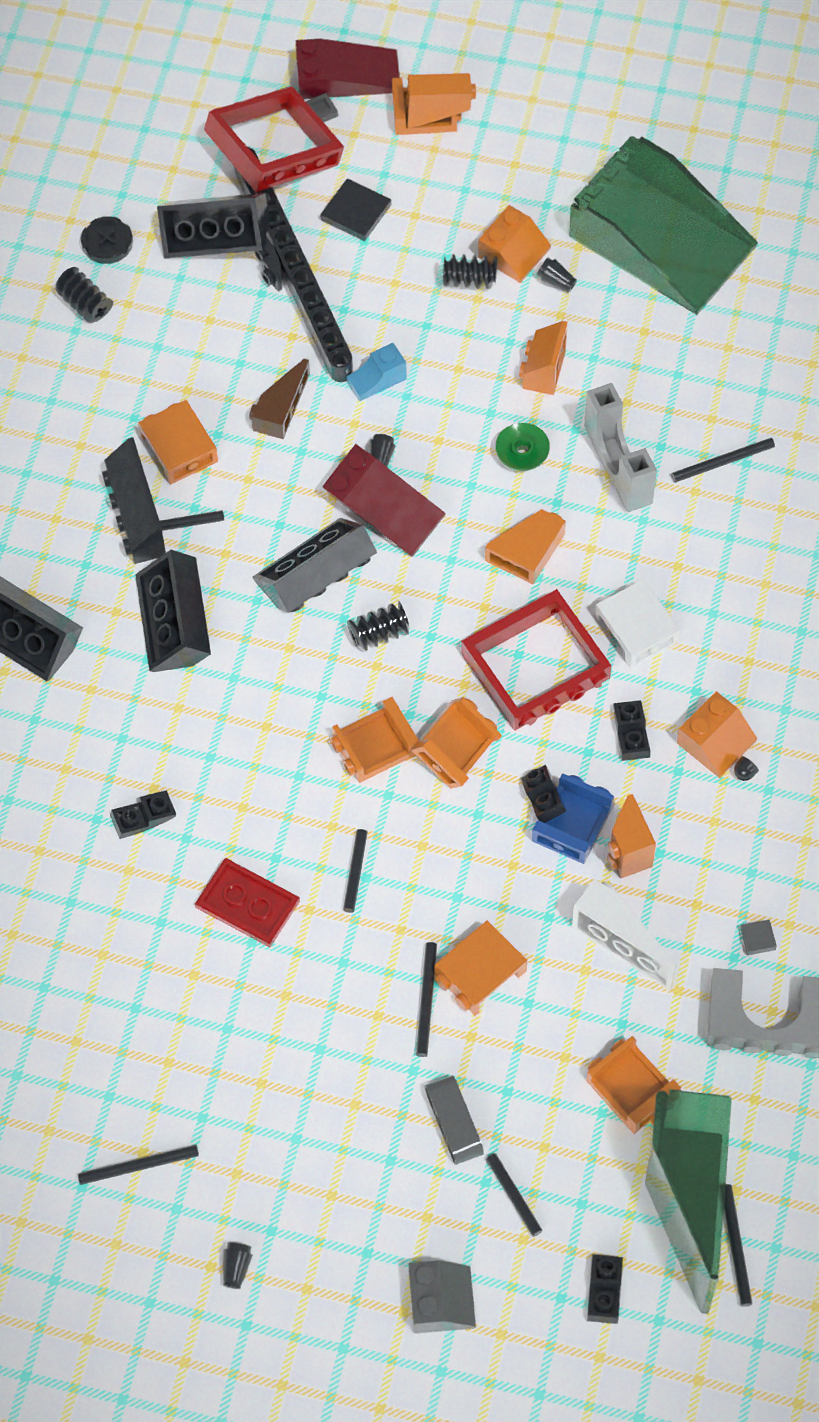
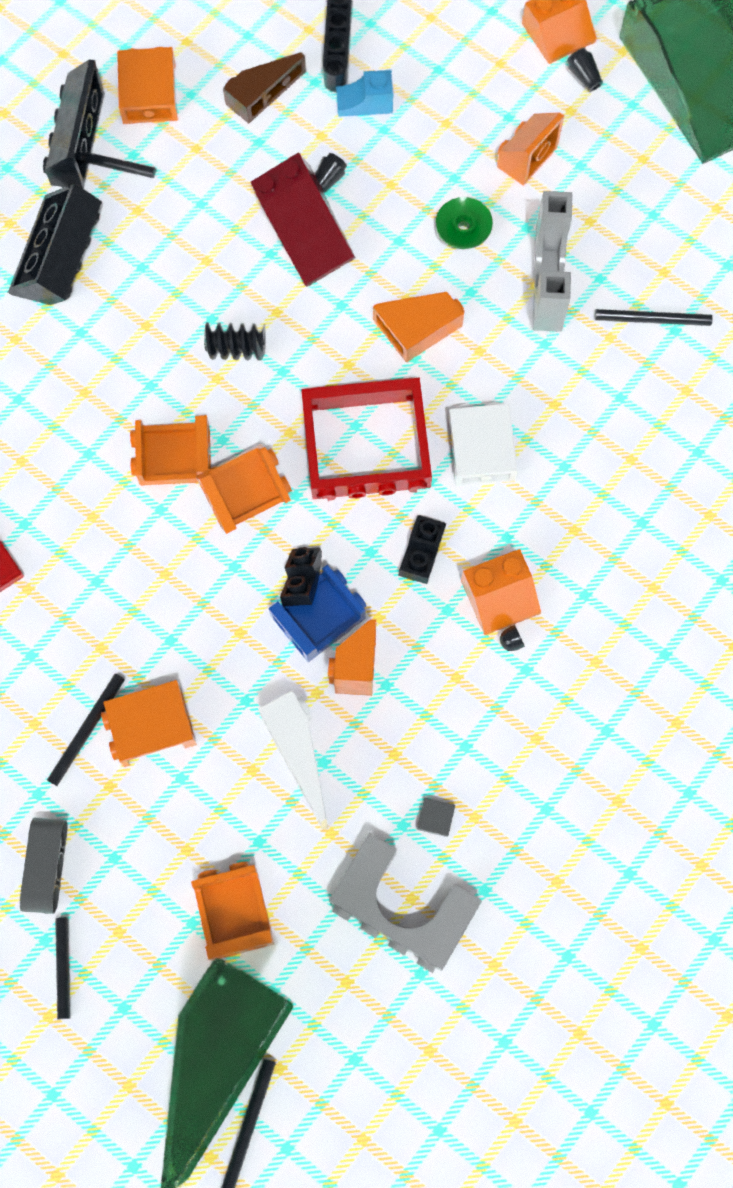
camera: 25 degrees right, 10 degrees up
(316, 564) = (209, 256): slope -> none
(355, 871) = (88, 571): black bar -> none
(470, 271) = (502, 33): black piece -> none
(605, 1289) = (96, 1109): black slope -> none

